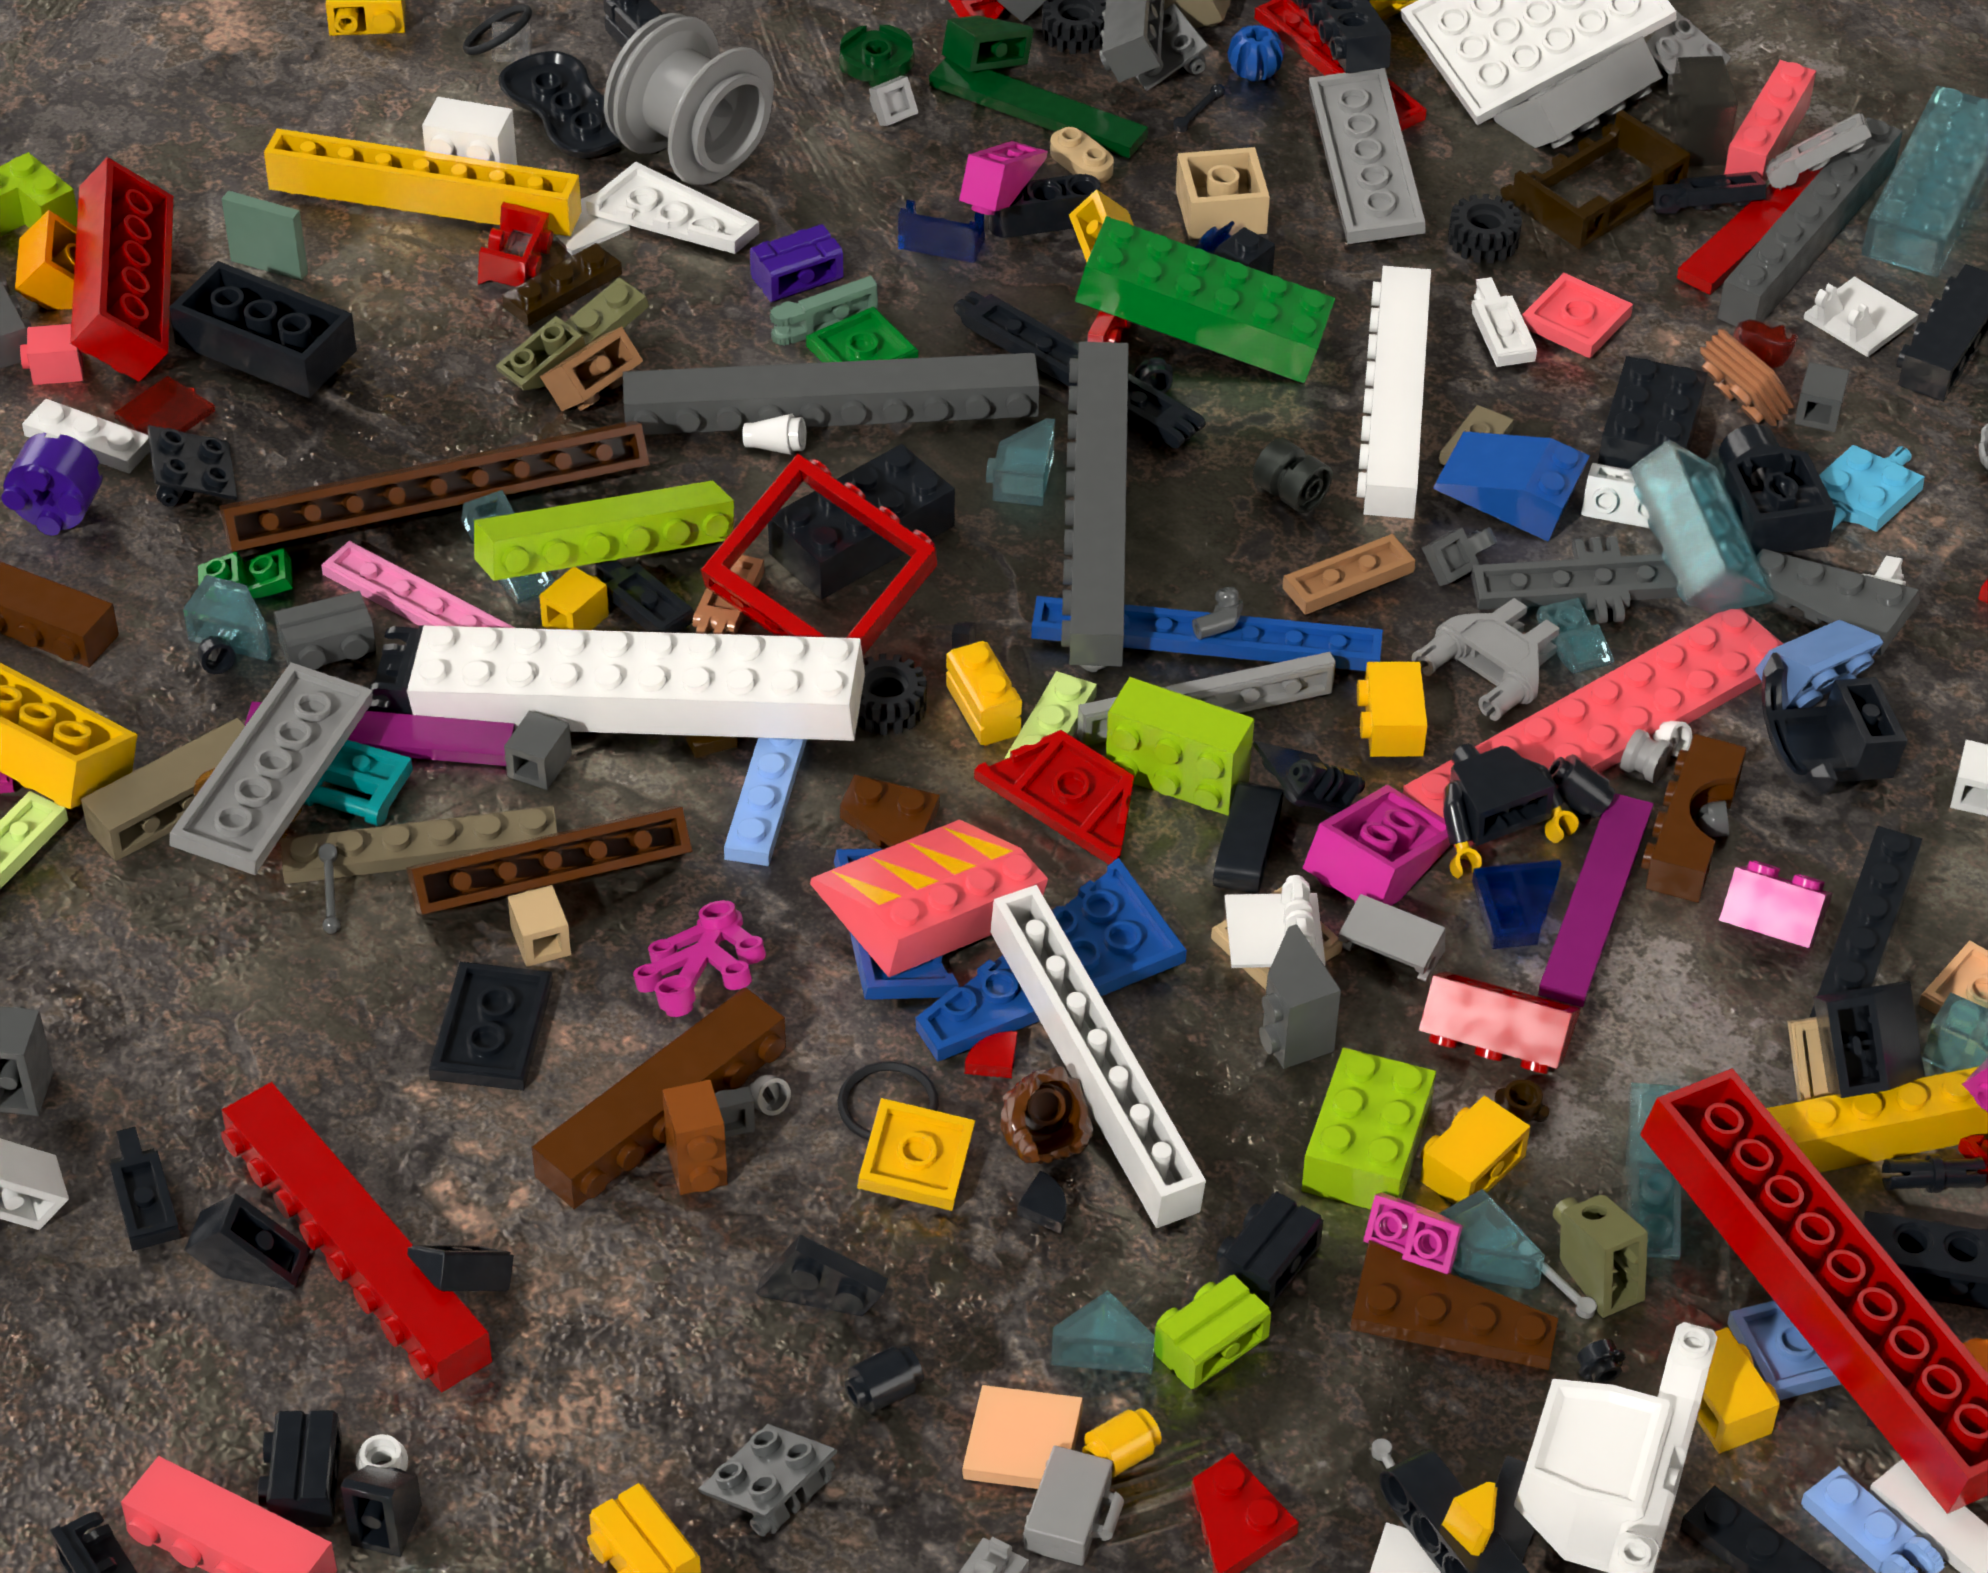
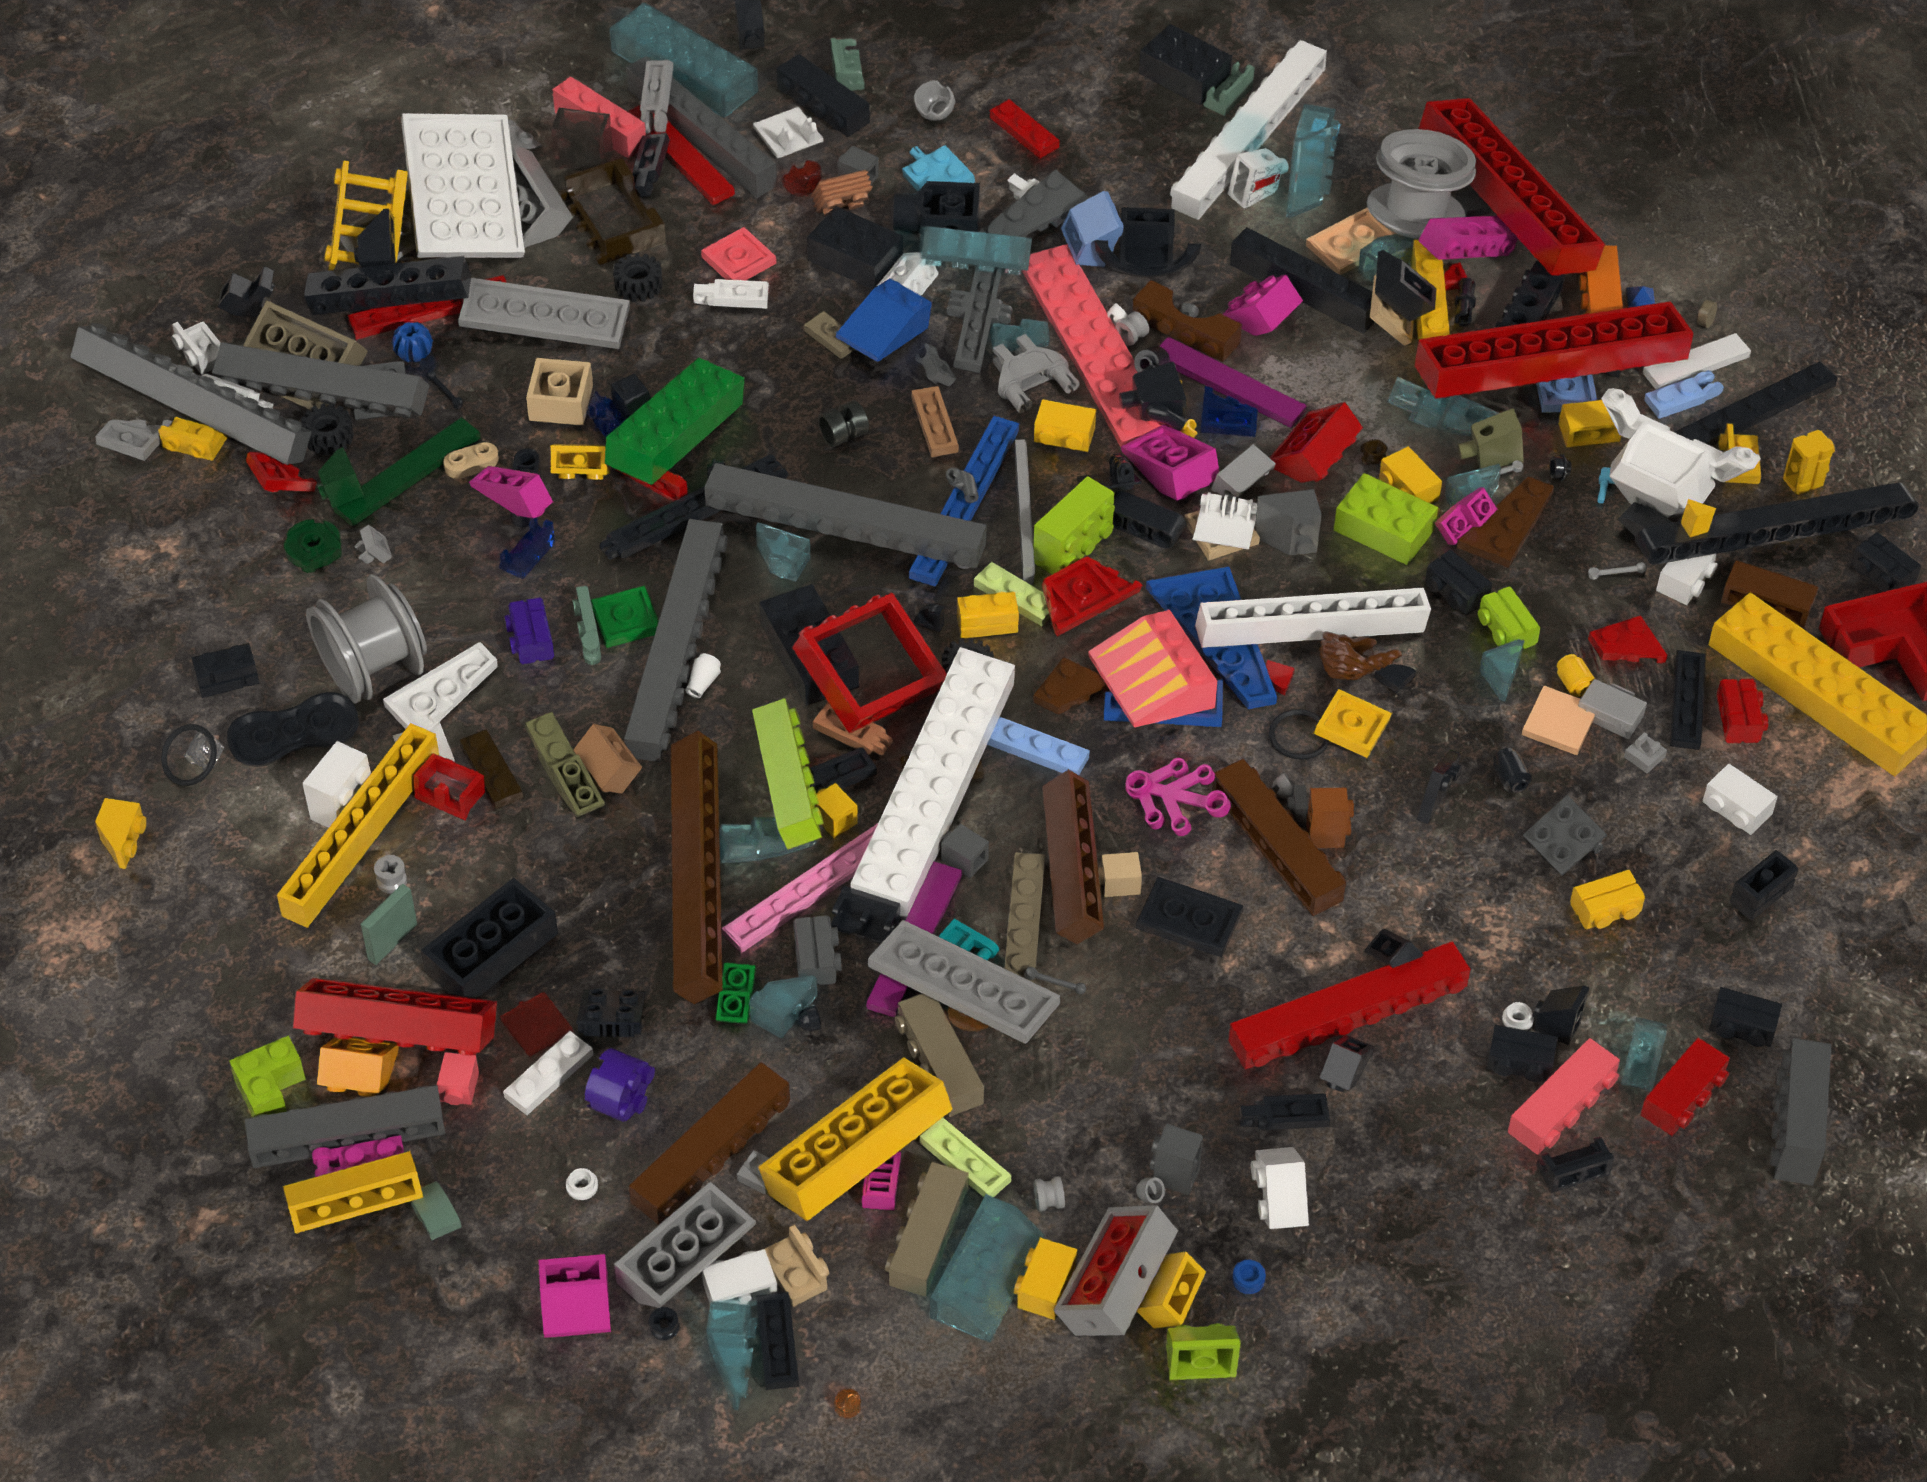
camera: 75 degrees left, 5 degrees up
(362, 233) = (385, 880): none -> light grey wheel
(1396, 392) = (778, 356): white brick -> none

